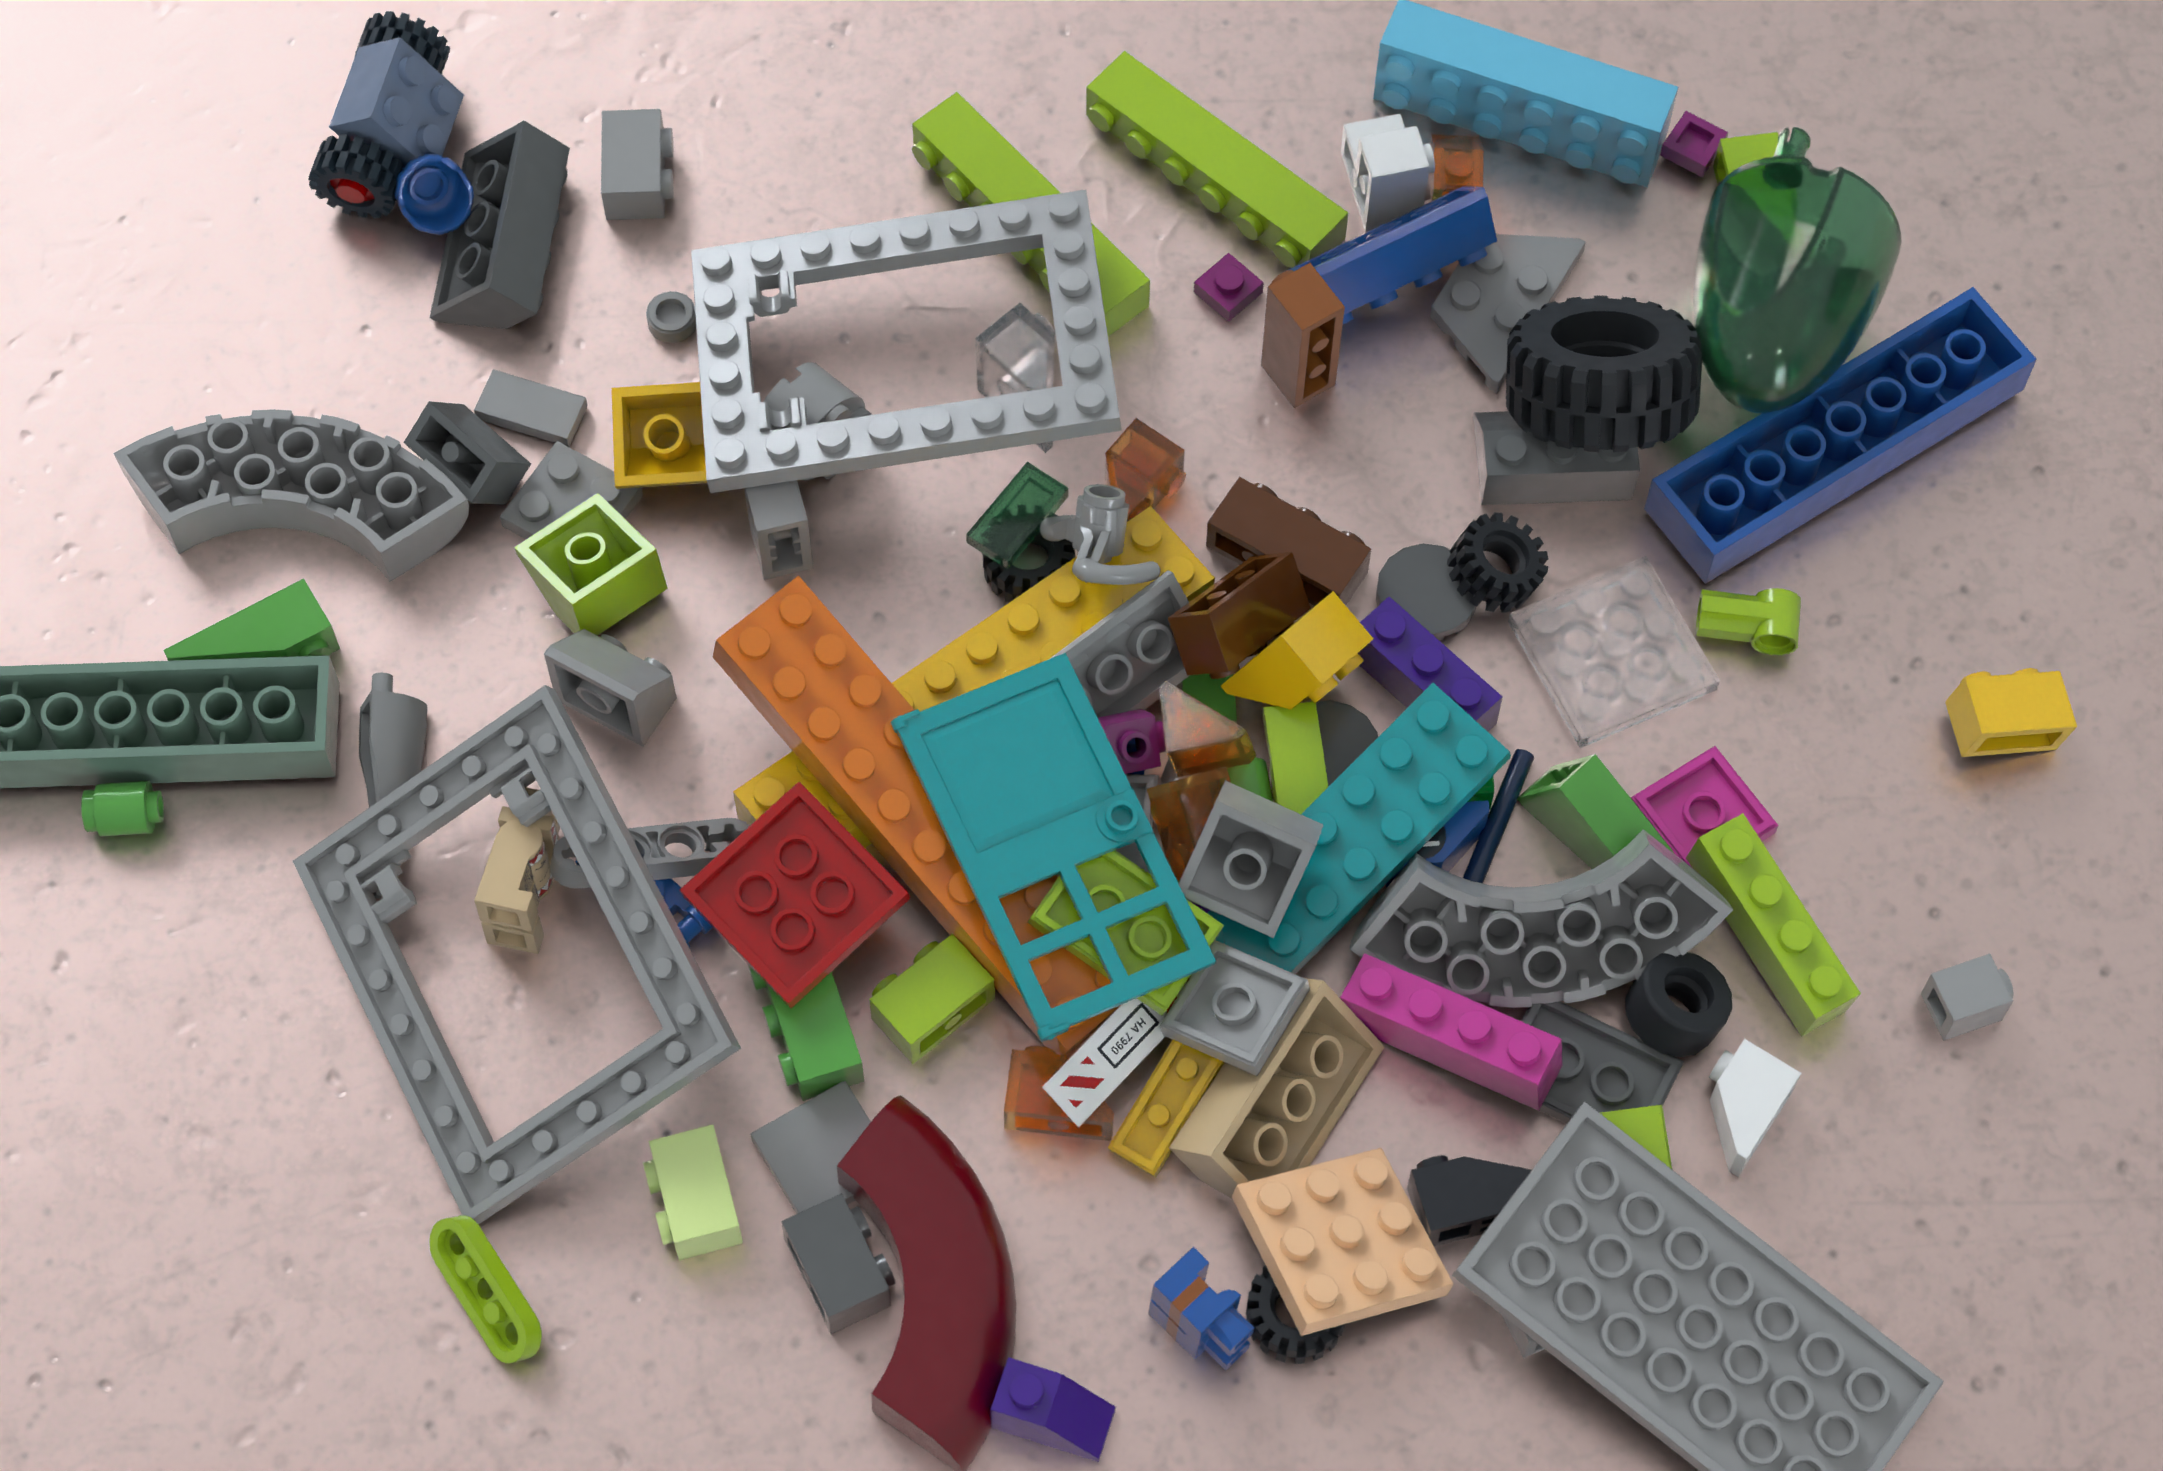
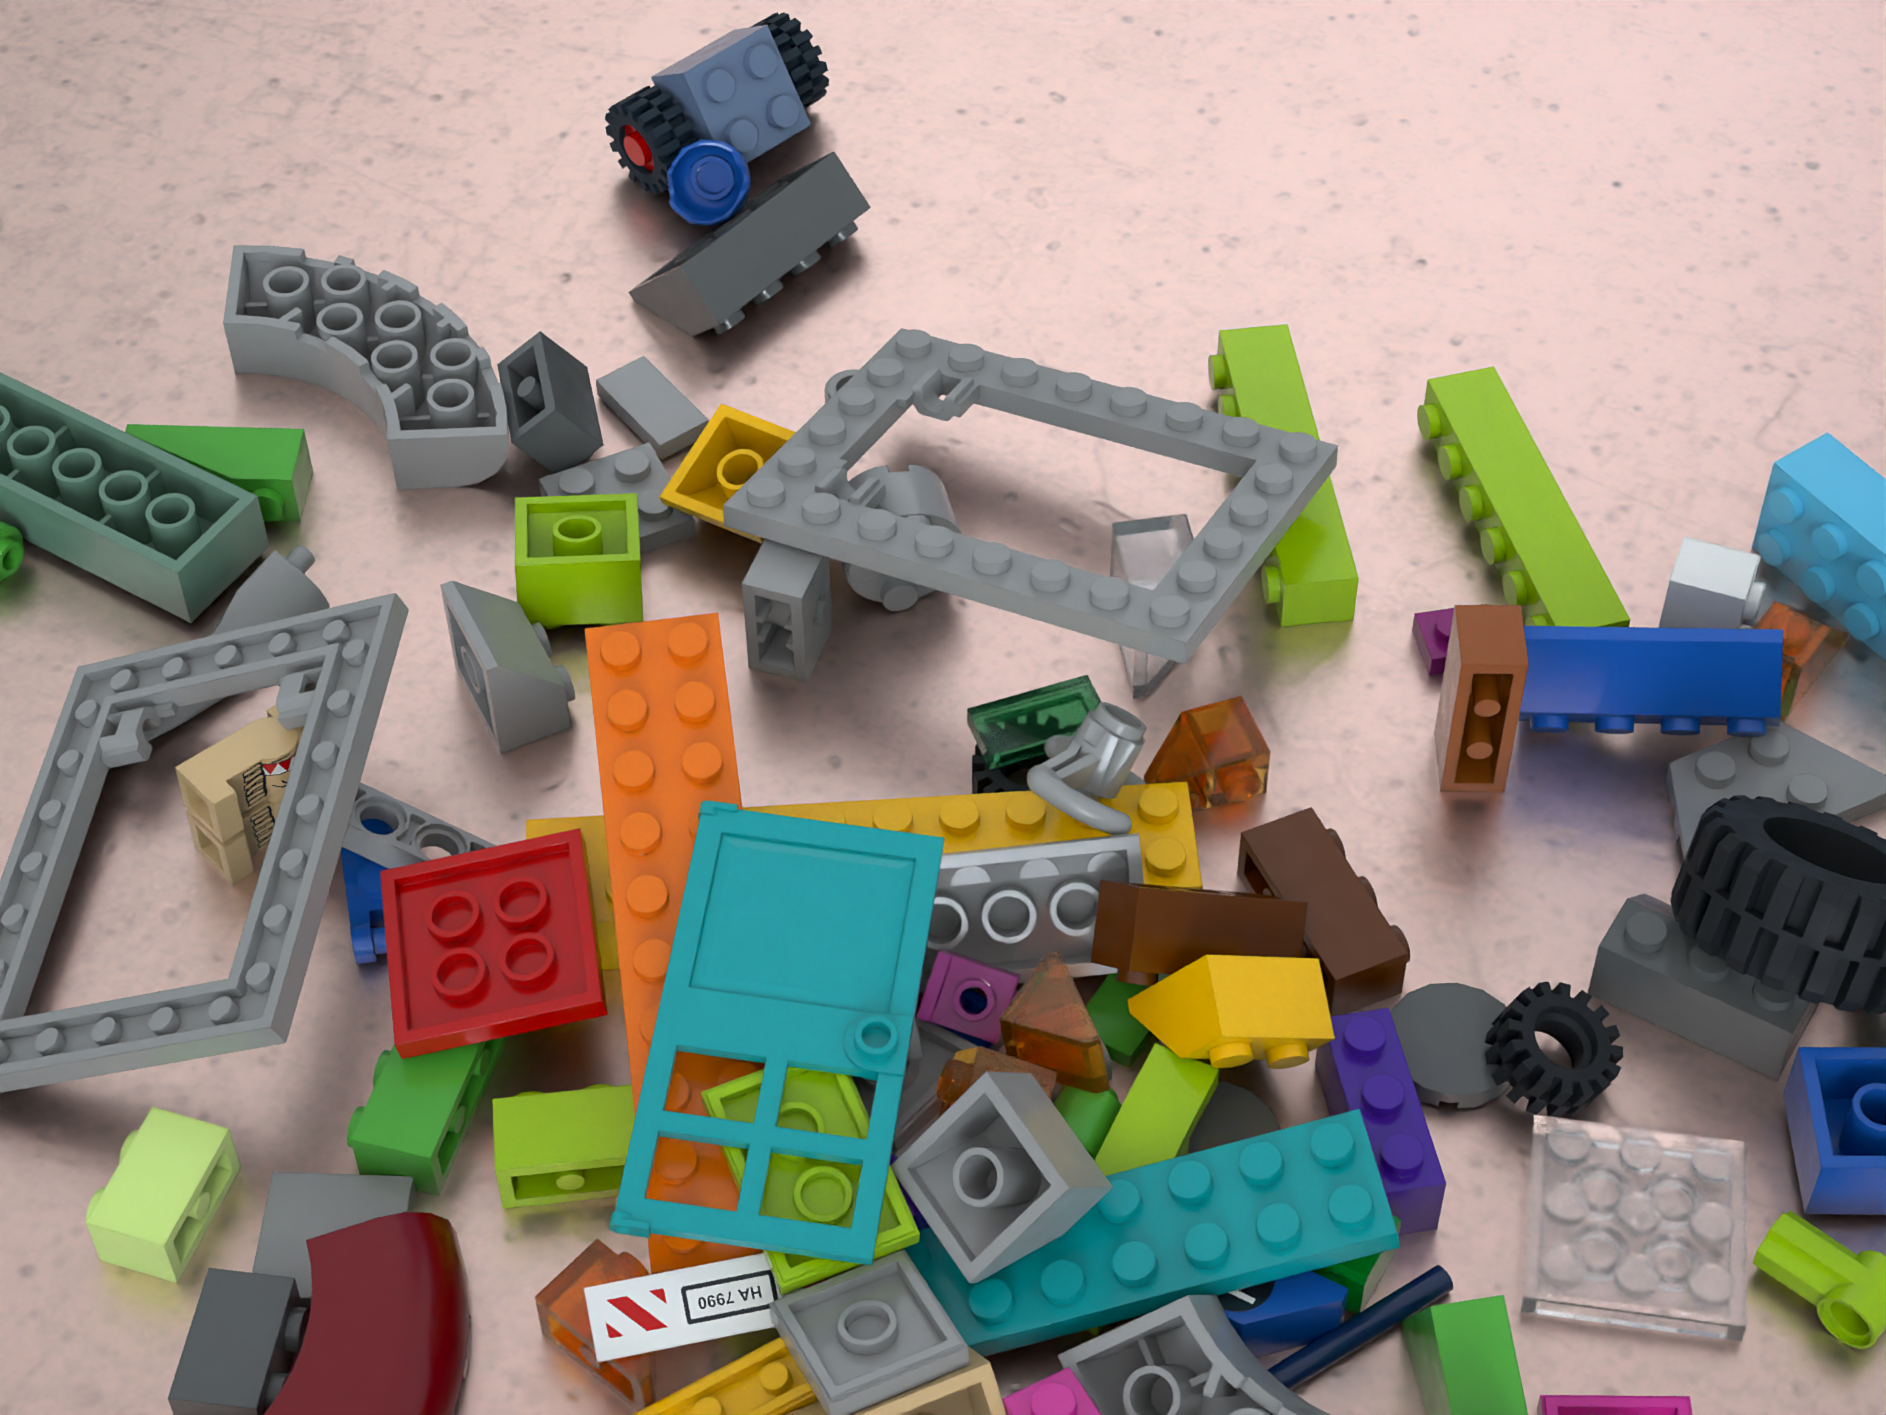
camera: 35 degrees right, 15 degrees down
(634, 164) = (922, 251): light grey brick -> none

